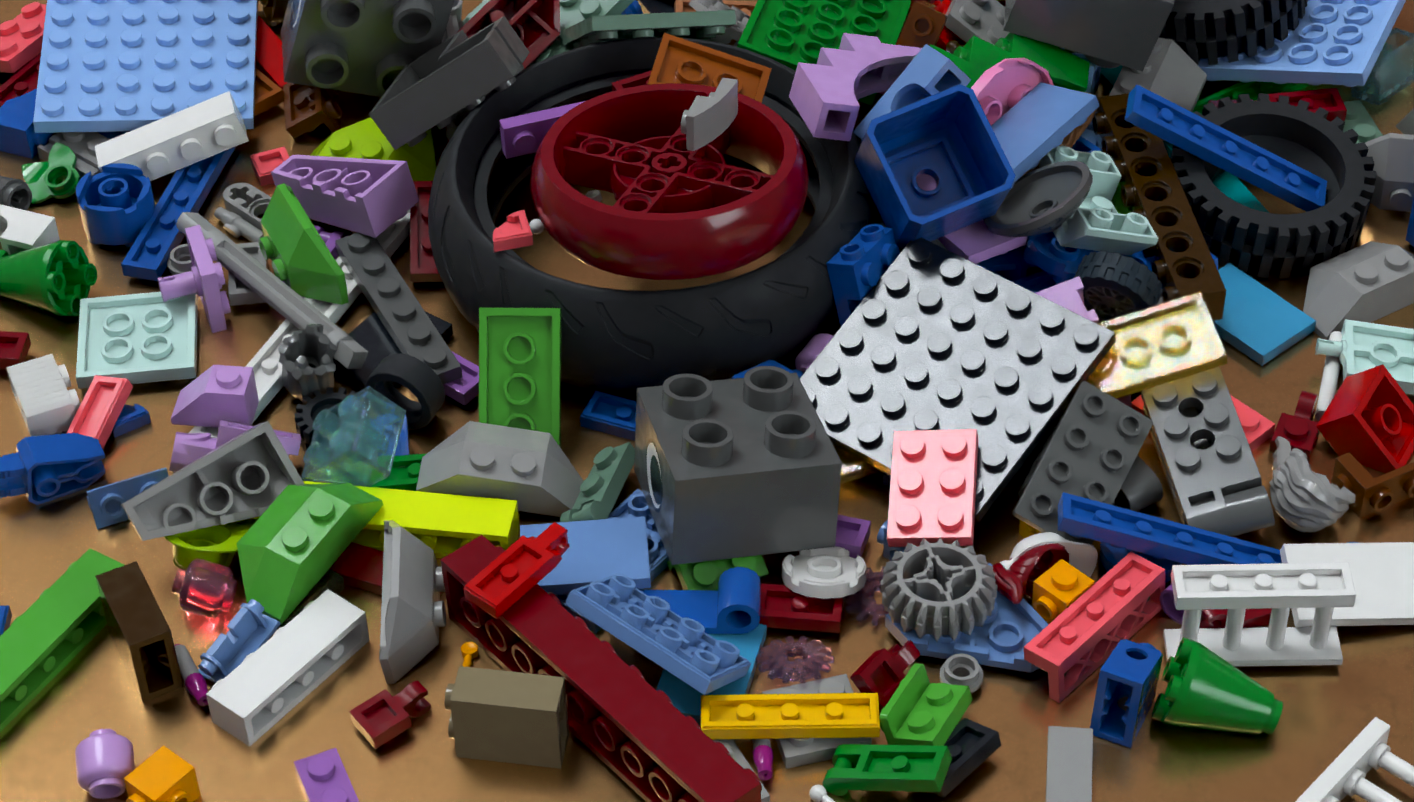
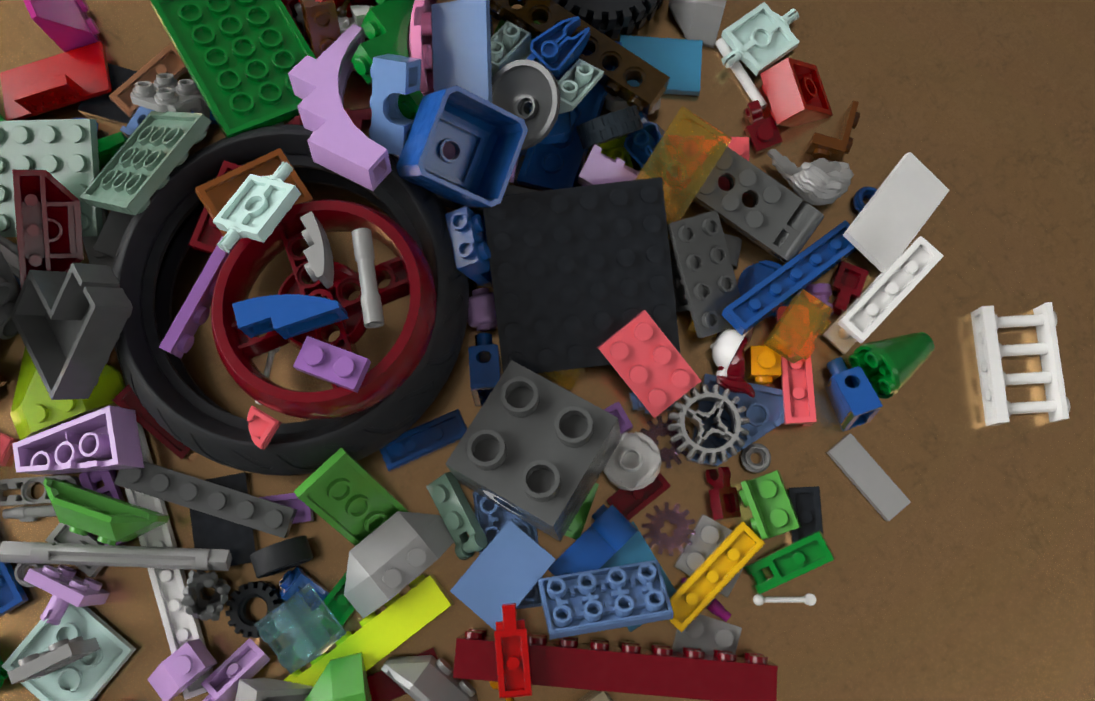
camera: 45 degrees left, 35 degrees up
(133, 304) = (58, 656): none -> light grey plate
(625, 186) = (332, 364): none -> medium lavender plate
(631, 132) = (286, 314): none -> blue slope
(688, 70) = (256, 207): none -> light aqua plate
(714, 167) = (370, 297): none -> light grey piece
(1127, 563) = (799, 327): none -> clear yellow brick
(1132, 187) = (557, 49): none -> blue hinge

